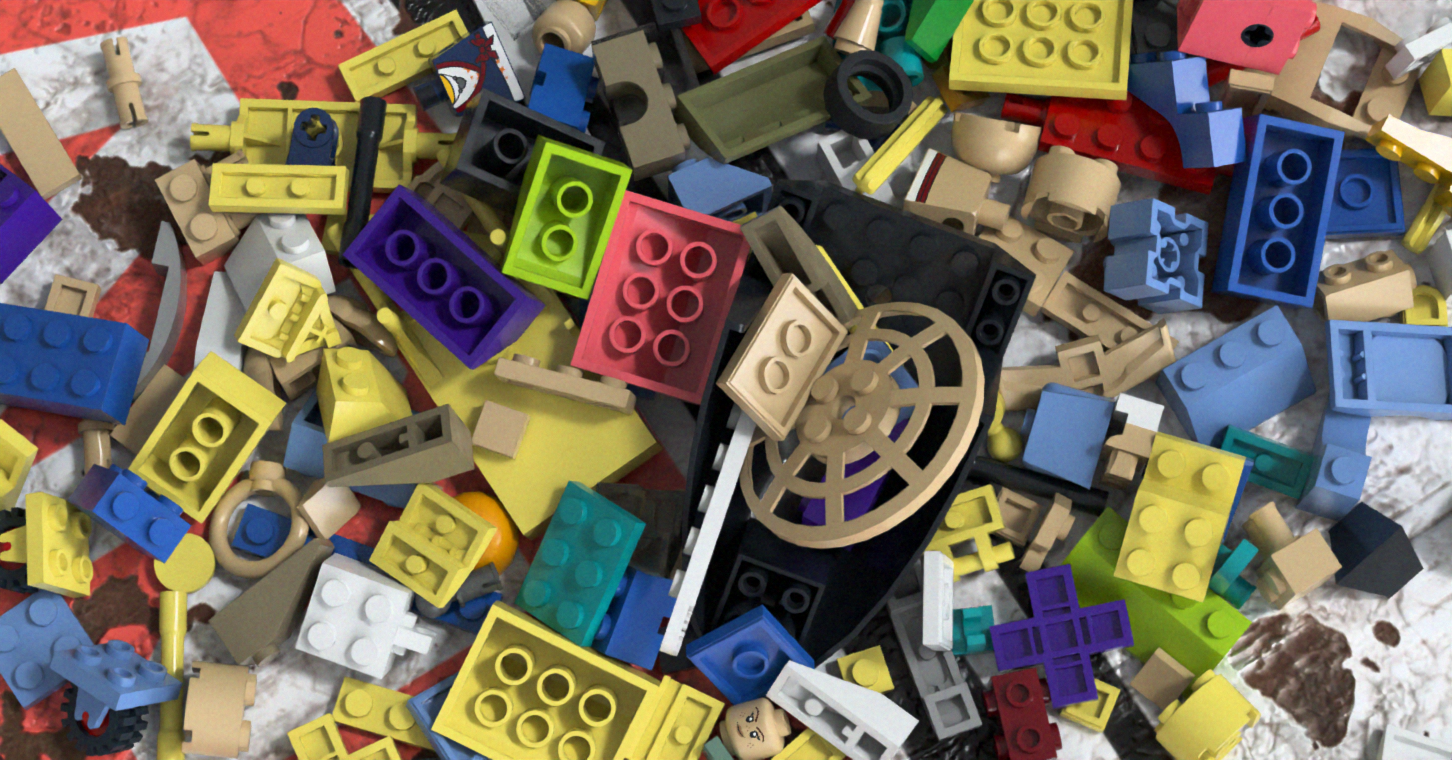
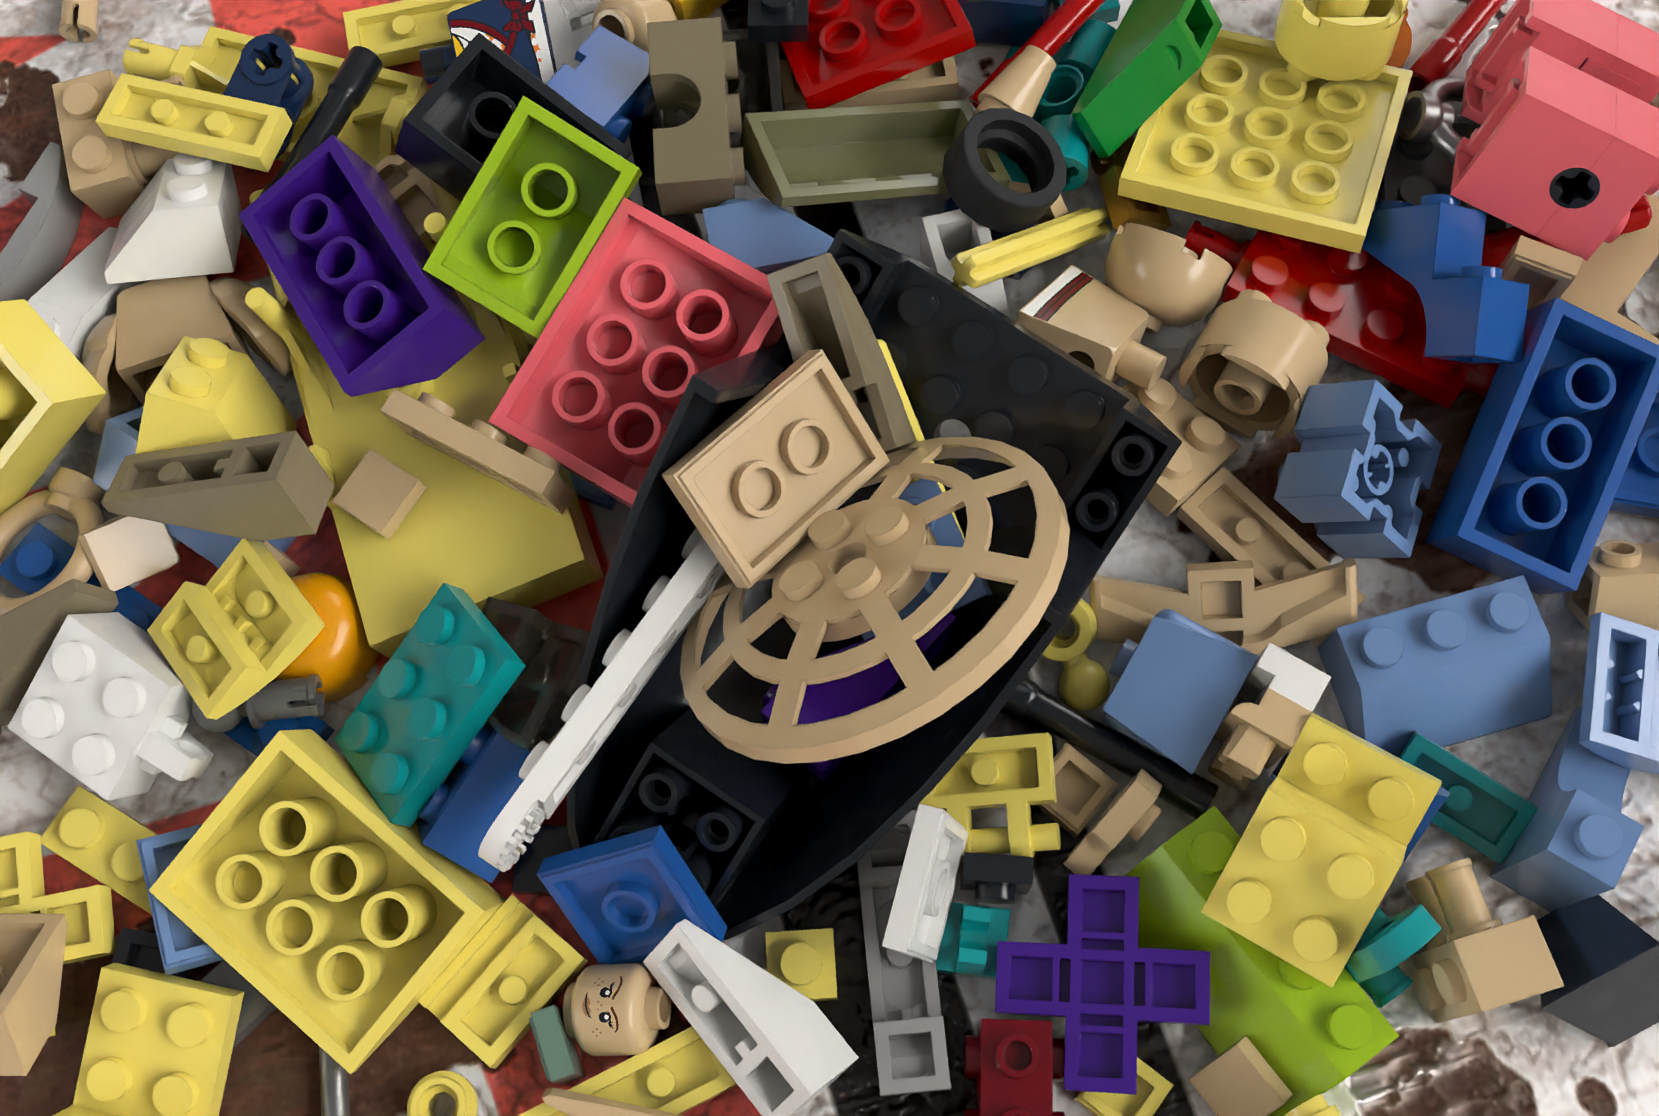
camera: 20 degrees right, 5 degrees down
(288, 314) = (148, 278): light yellow slope -> none
(977, 586) = (996, 877): none -> black plate

